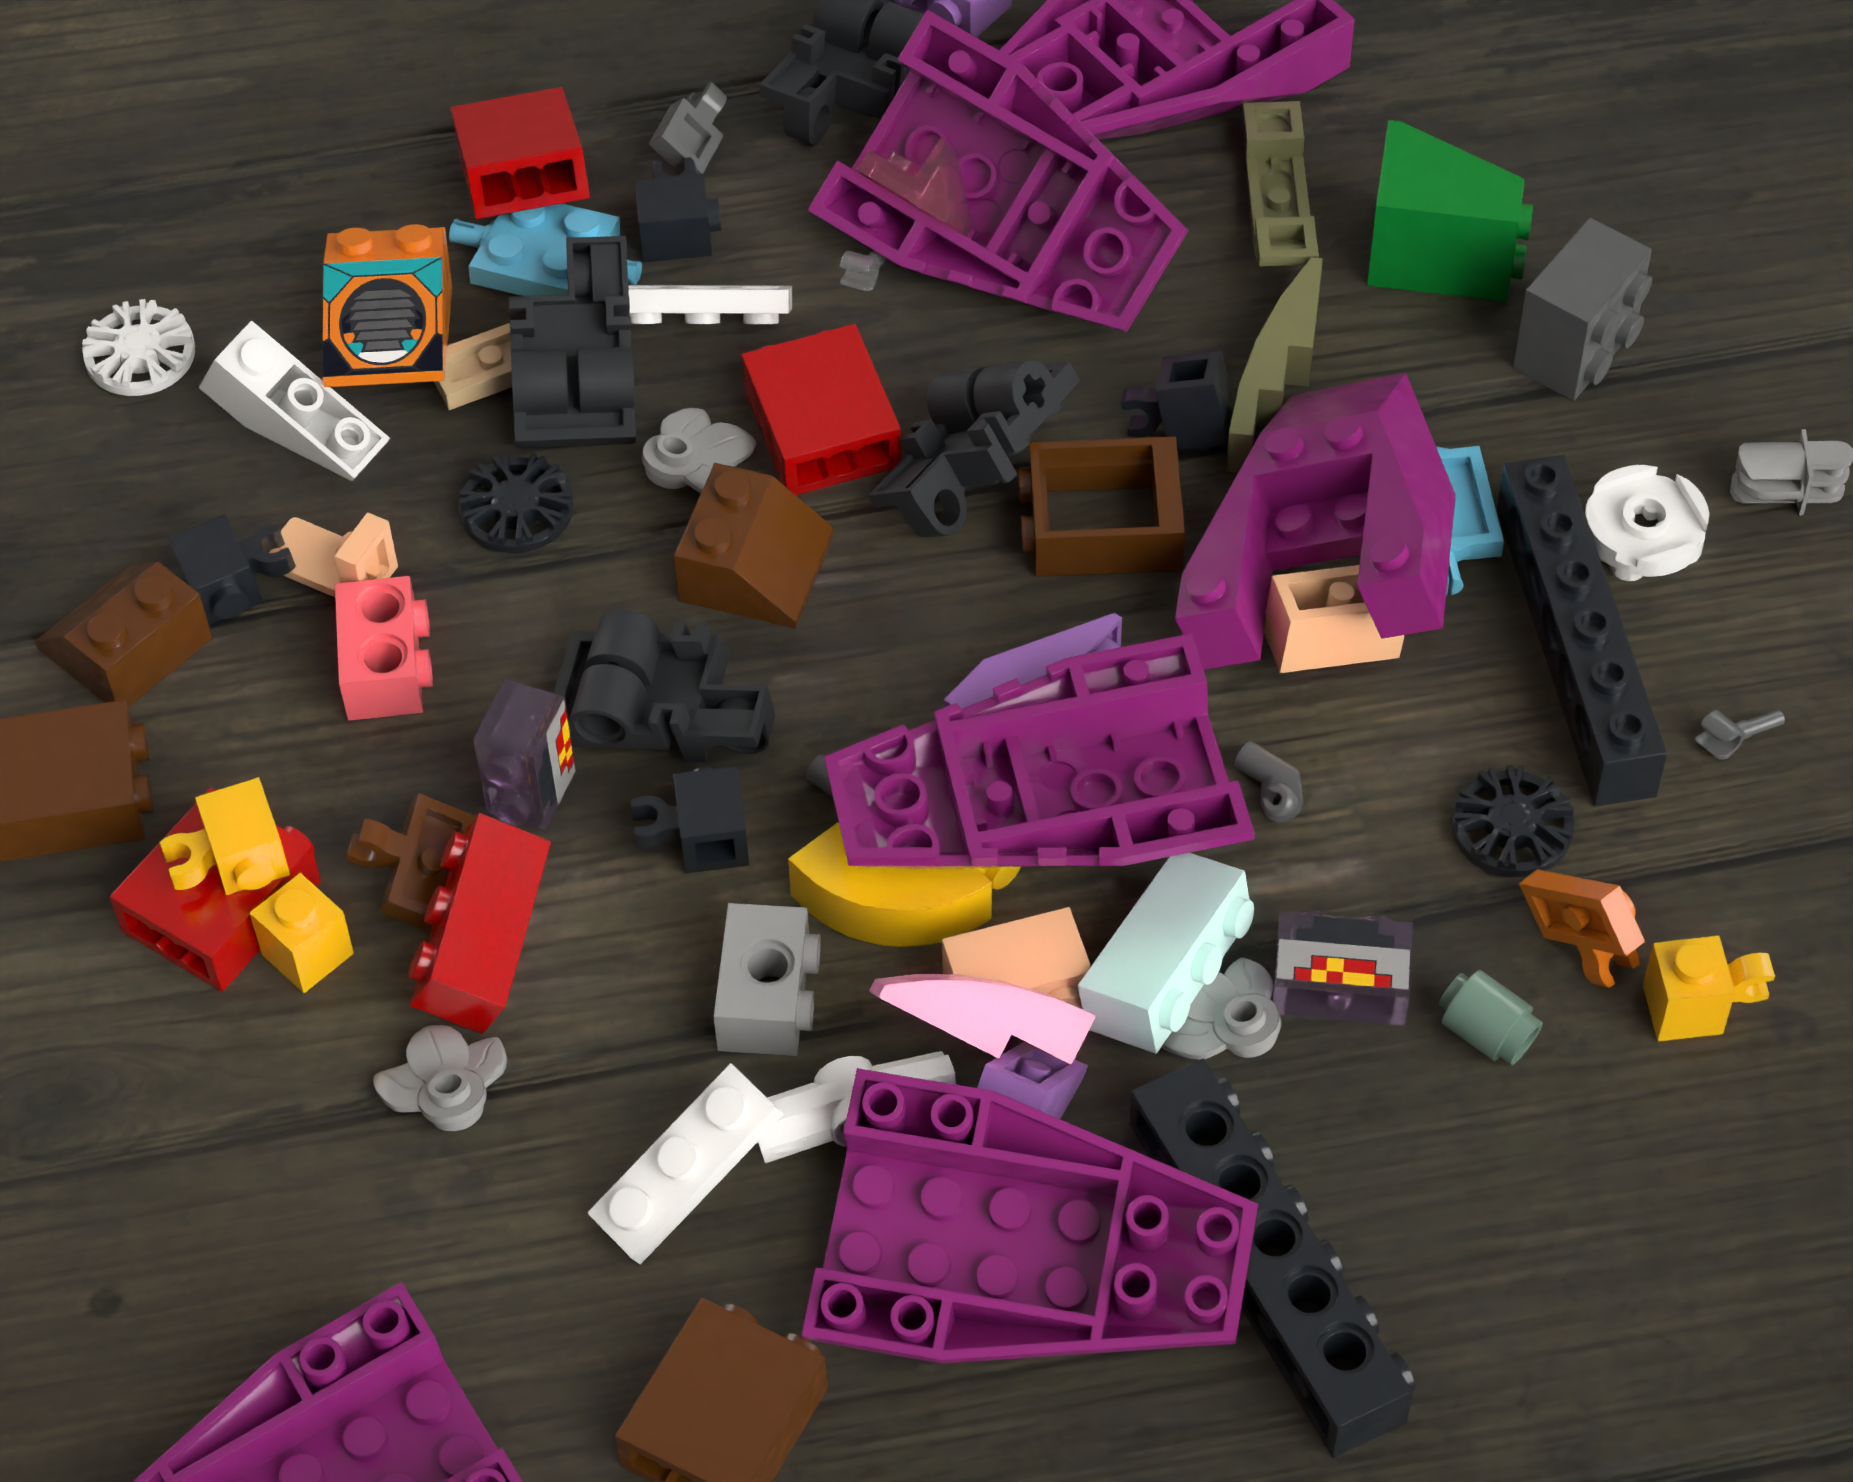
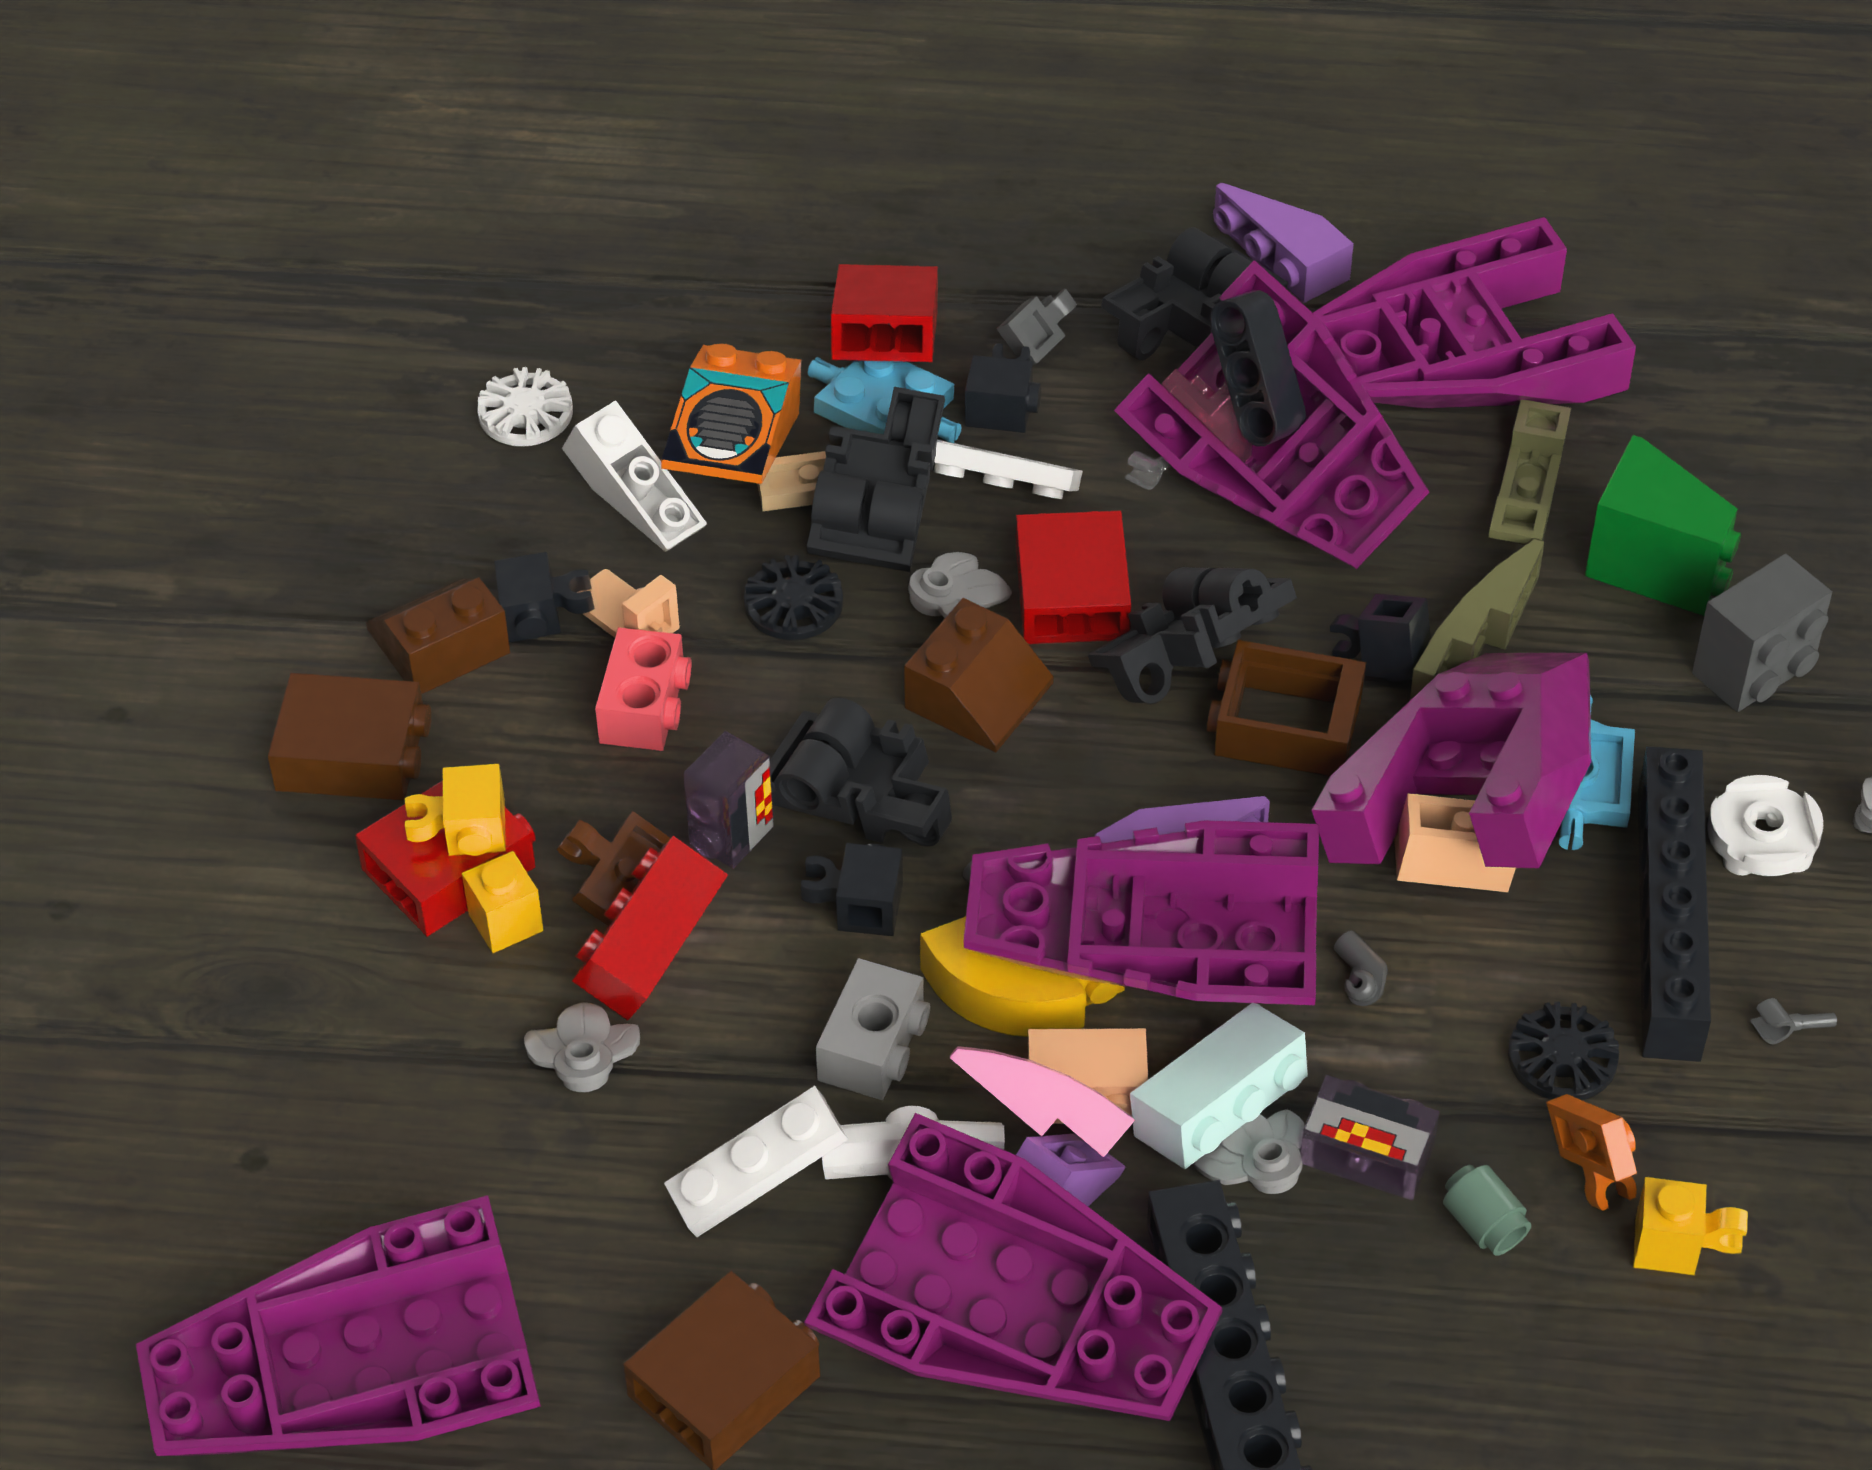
camera: 15 degrees right, 5 degrees down
(967, 103) = (1257, 367): none -> black beam

